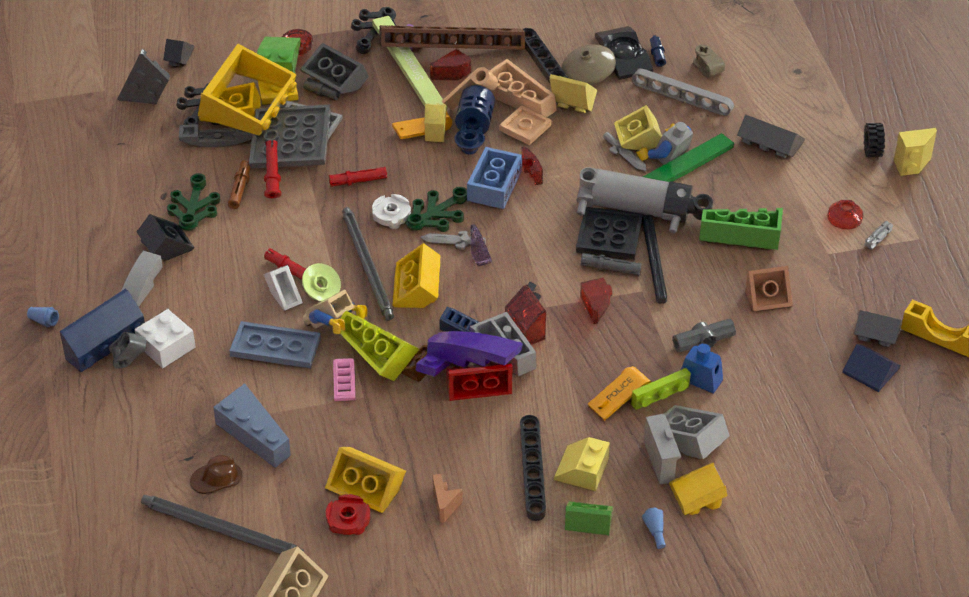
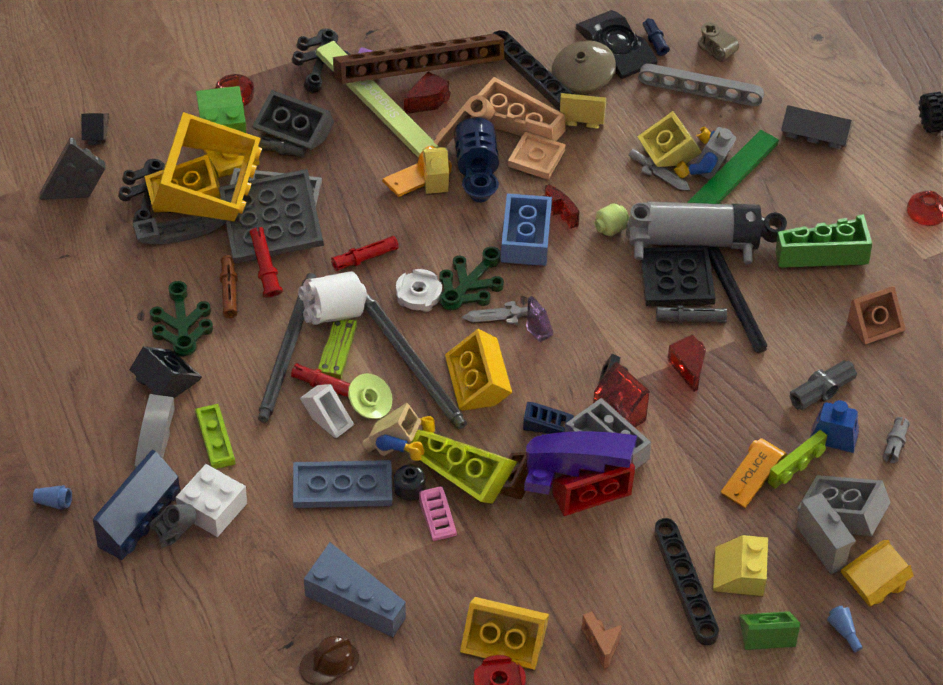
camera: 15 degrees left, 5 degrees up
(187, 293) = (215, 436): none -> lime tile
(268, 238) = (283, 358): none -> dark grey piece
(310, 243) = (337, 347): none -> lime tile
(316, 203) = (332, 298): none -> white cylinder
(327, 350) = (409, 482): none -> black head
(567, 181) = (611, 219): none -> yellowish green head
(752, 388) = (896, 440): none -> light grey pin

